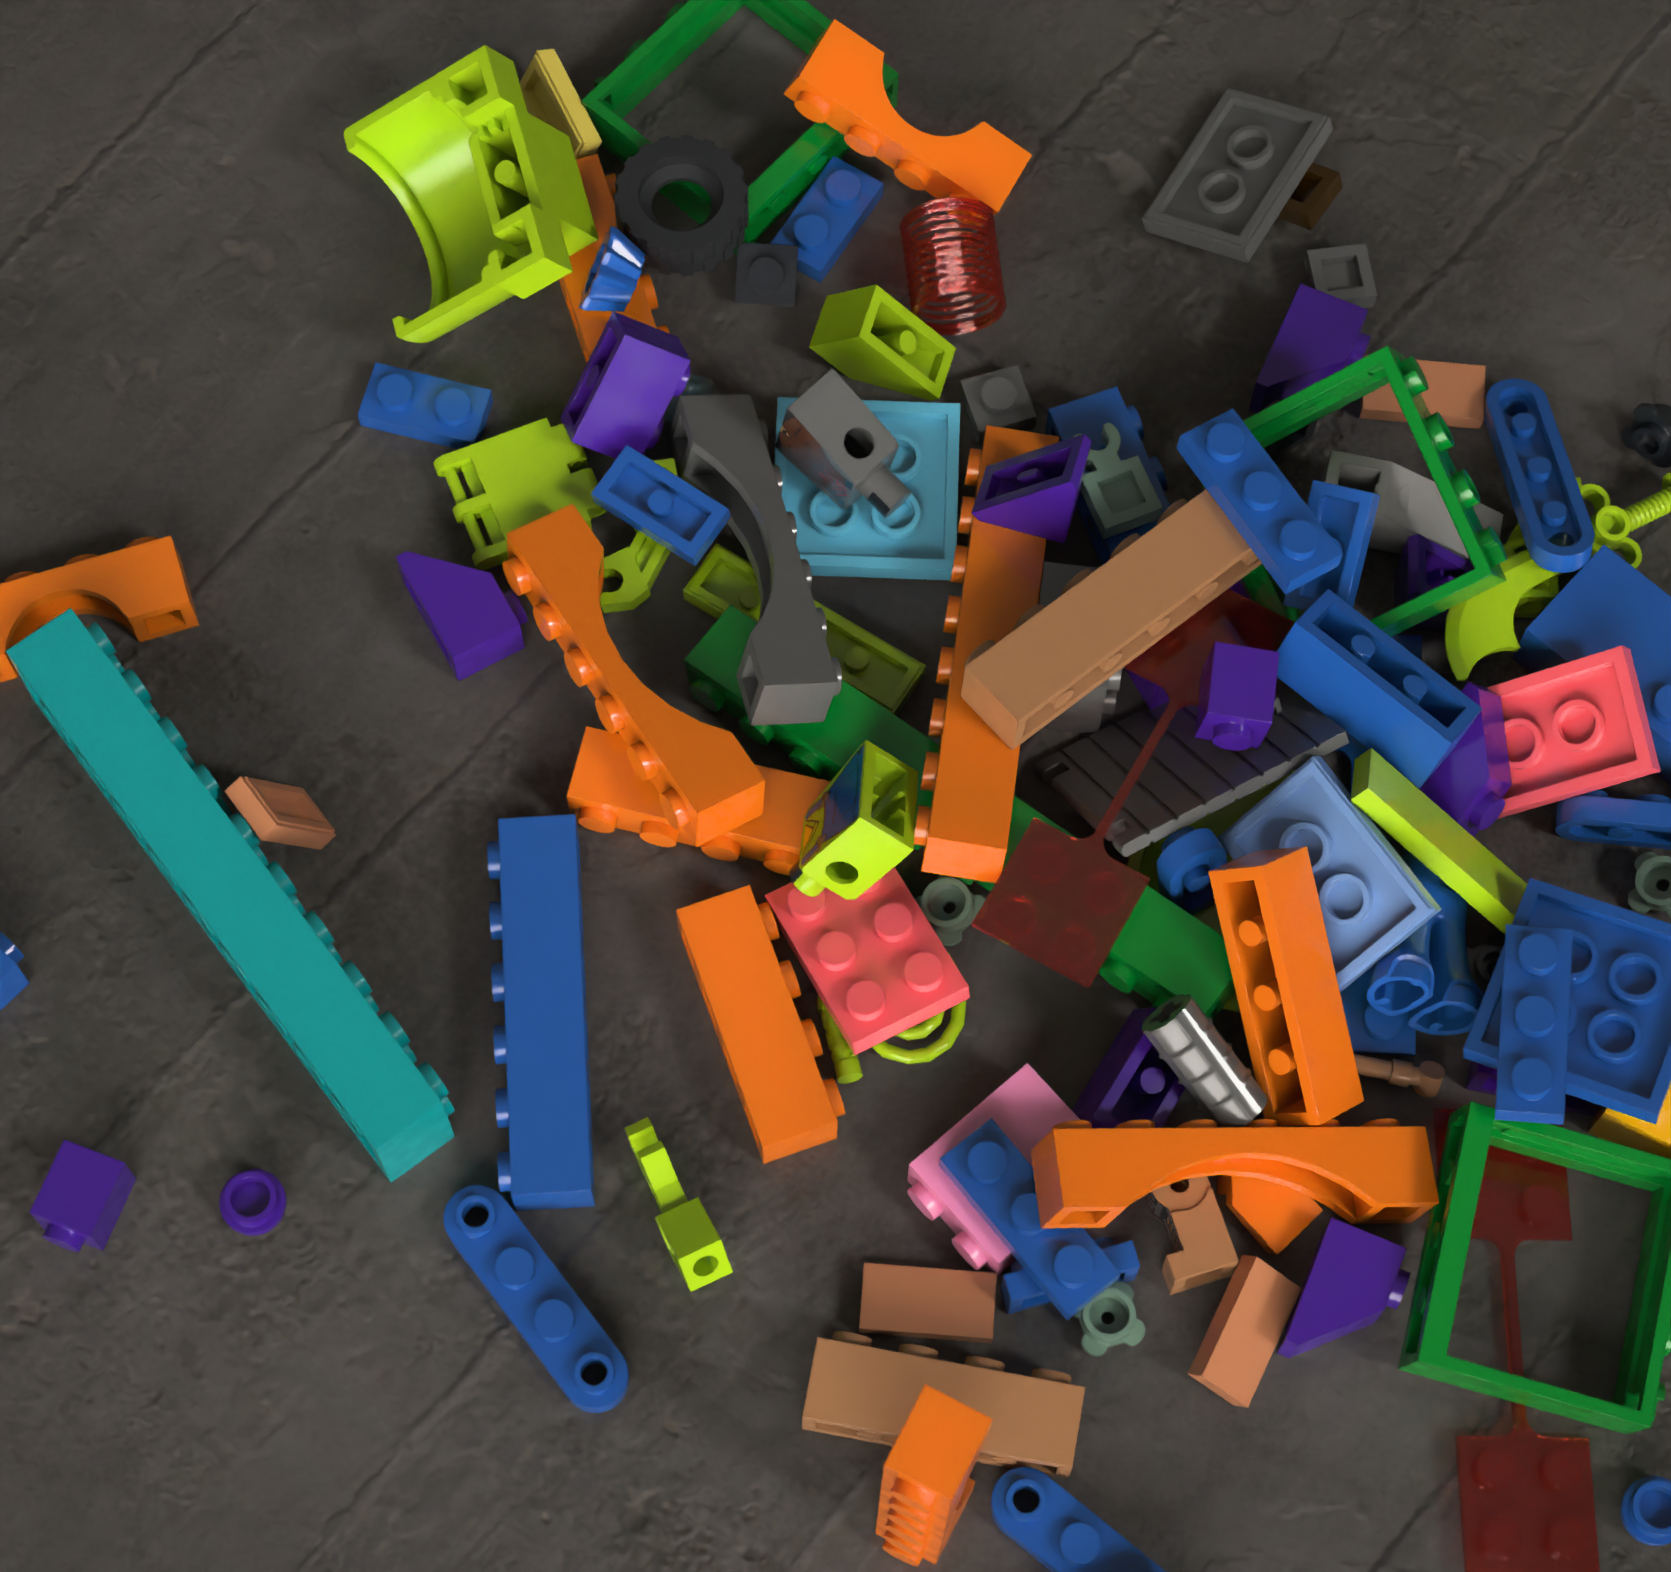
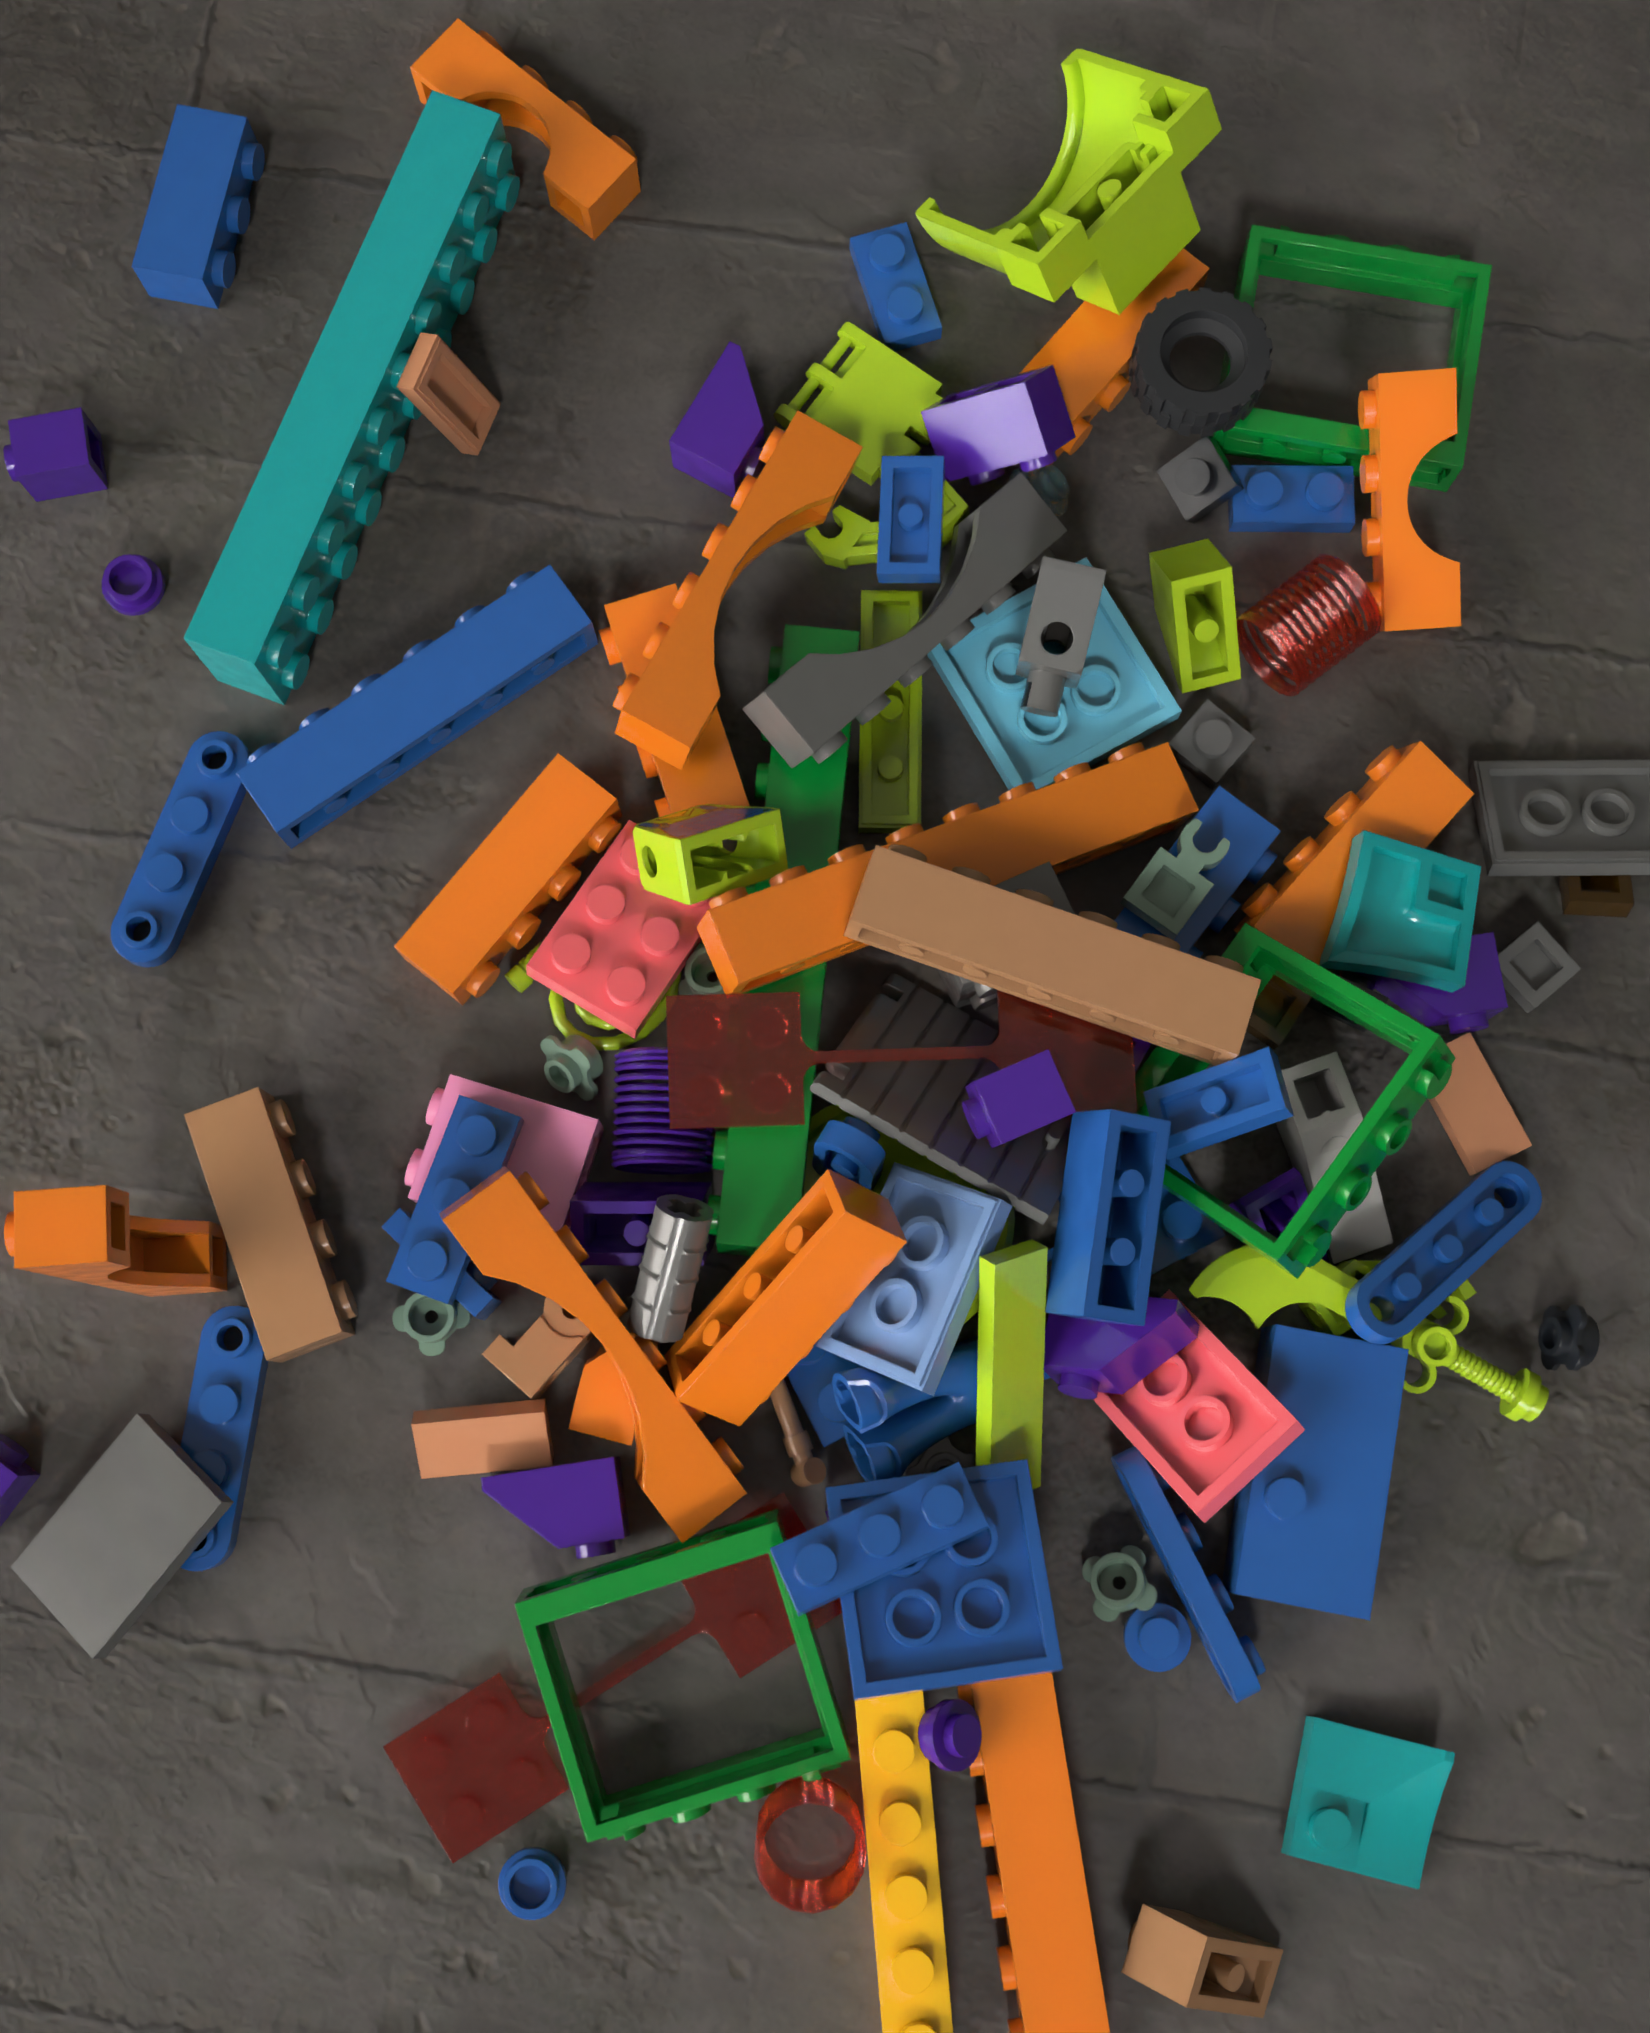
camera: 60 degrees right, 10 degrees up
(554, 100) = (1236, 214): light yellow tile -> none
(612, 274) = (1091, 345): blue piece -> none
(683, 1223) = (302, 930): lime piece -> none
(928, 1303) = (358, 1161): nougat tile -> none
(957, 1068) = (572, 1065): none -> sand green plate
(1018, 1006) = (634, 1151): none -> dark purple piece
(1035, 489) = (1117, 816): dark purple slope -> none
(1166, 338) = (1405, 799): none -> orange brick
(1248, 335) = (1404, 914): none -> teal plate
(1259, 501) = (1209, 1009): blue plate -> none

